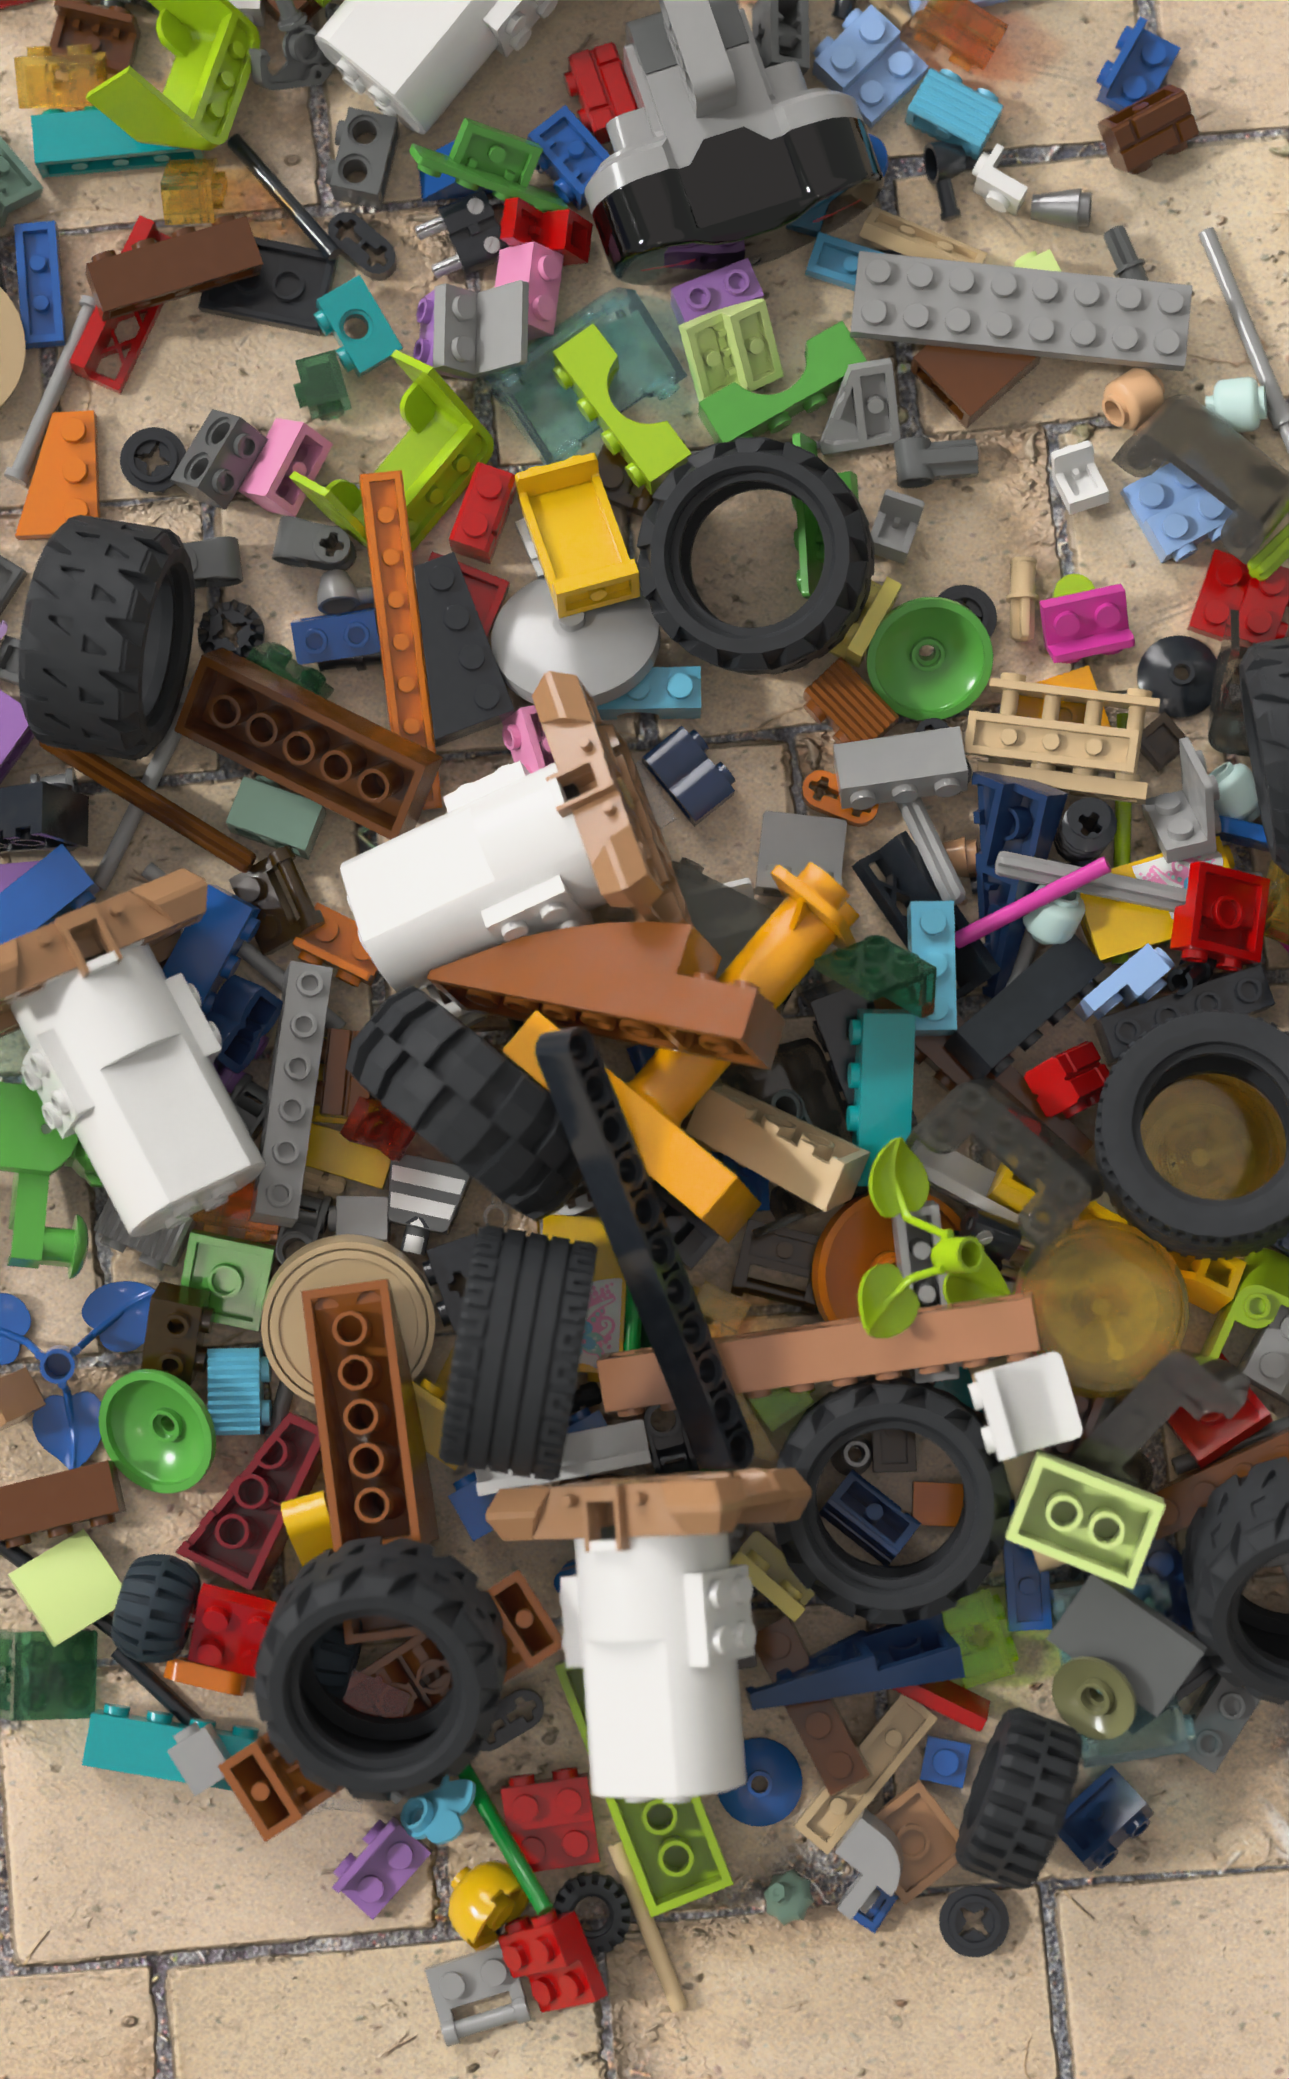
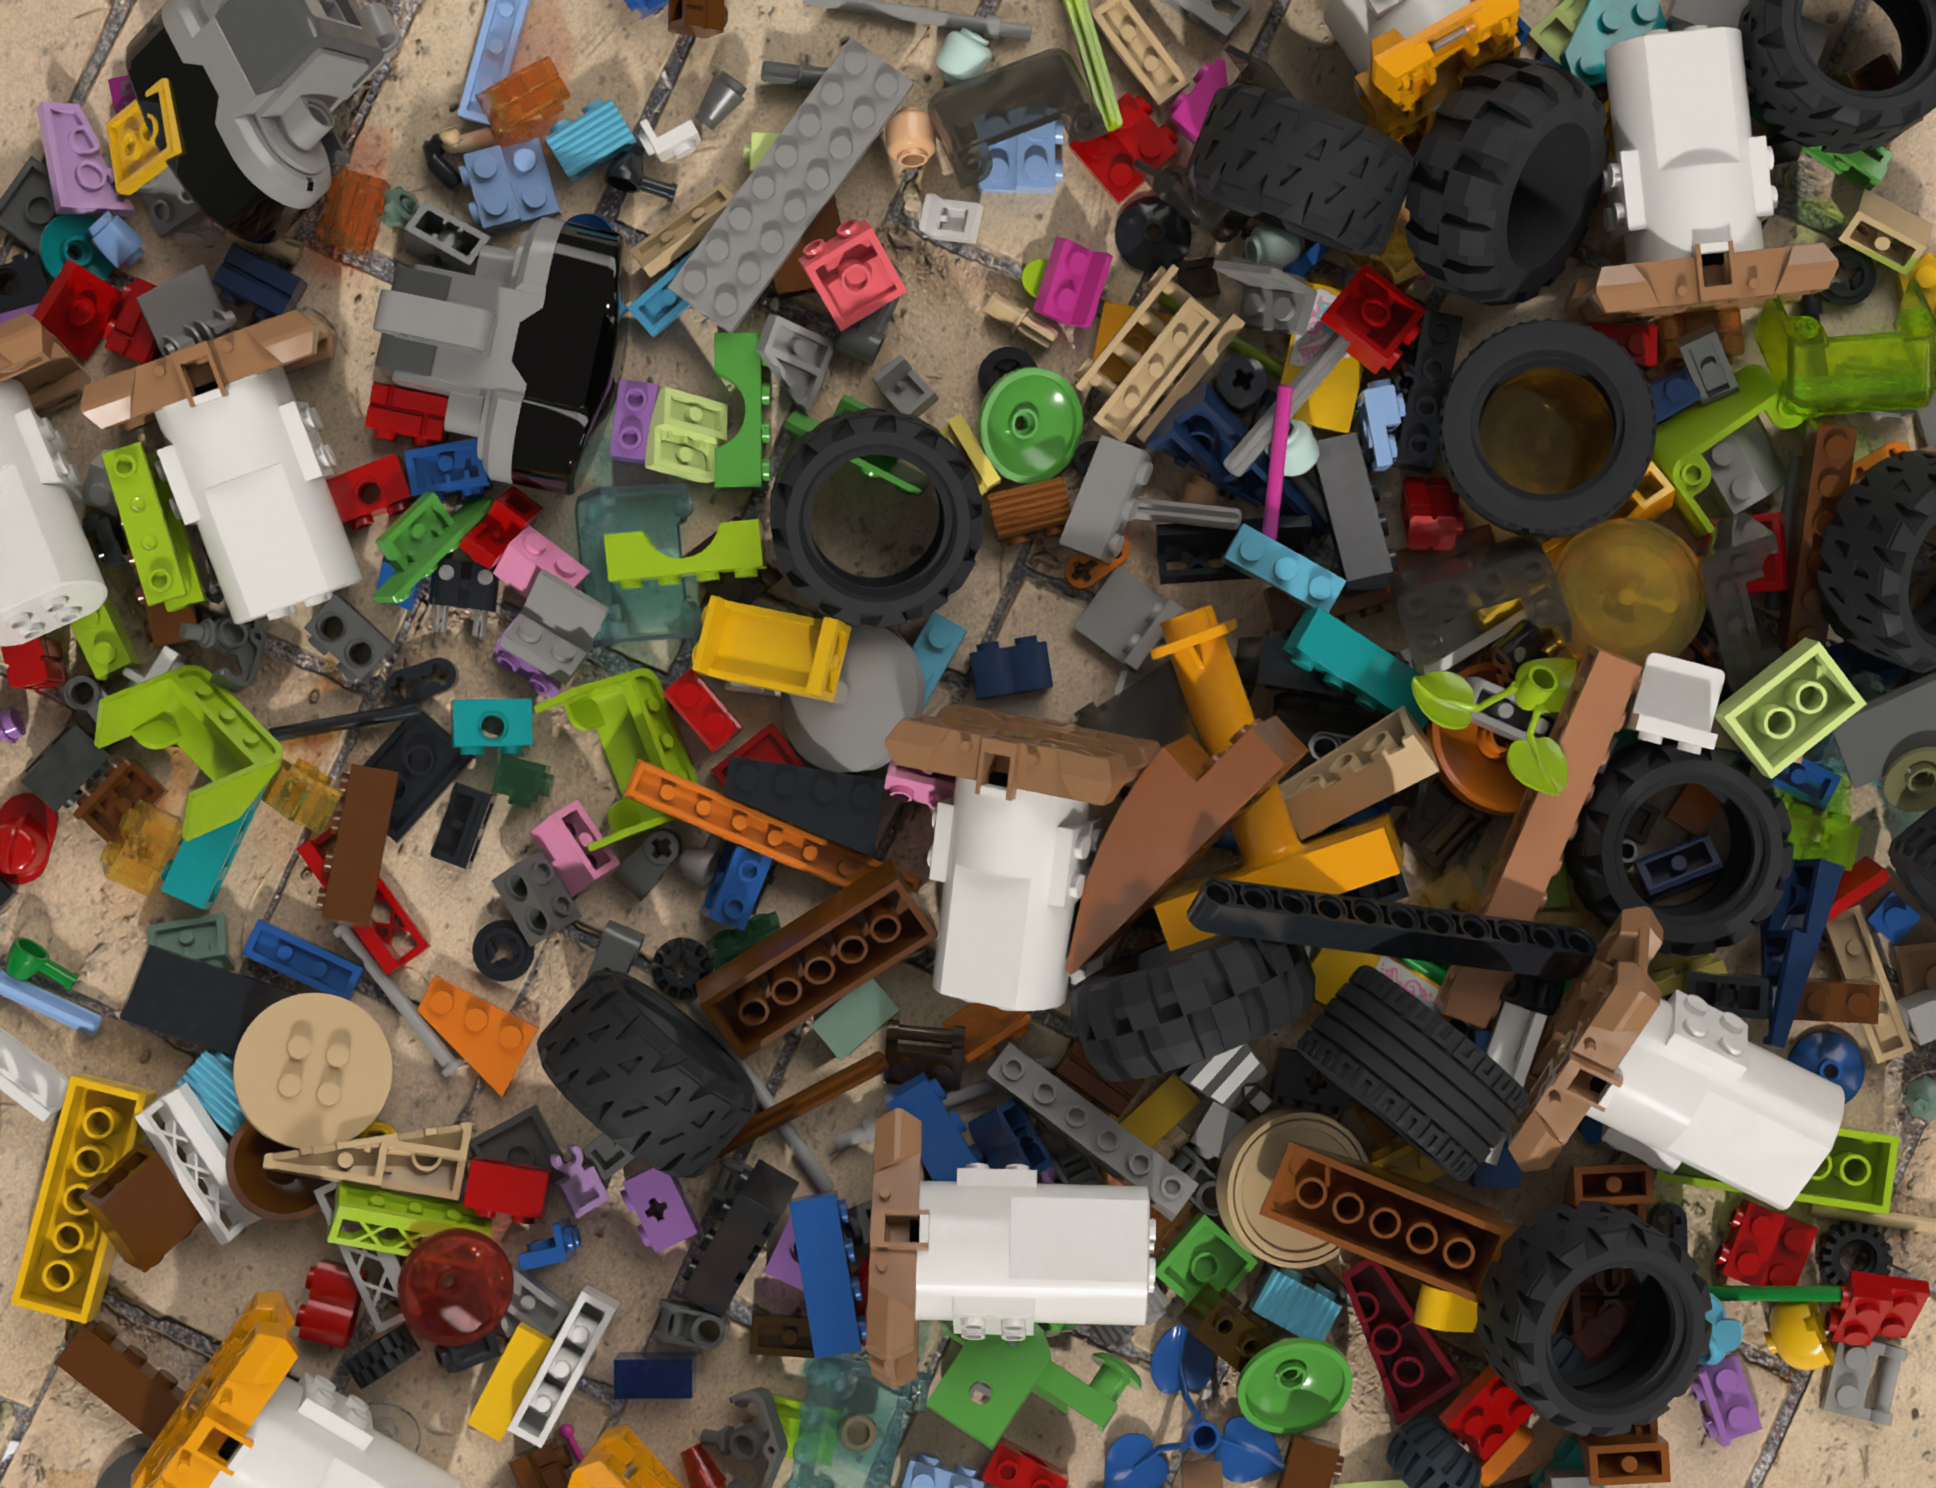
camera: 60 degrees left, 5 degrees up
(249, 360) = (463, 826): none -> black hinge
(377, 1128) = (1155, 1088): clear red bracket -> none
(502, 79) = (349, 488): none -> red brick
(775, 1626) = (1729, 992): none -> black brick
(883, 969) = (1272, 616): clear green bracket -> none
(972, 409) = (851, 273): none -> coral plate

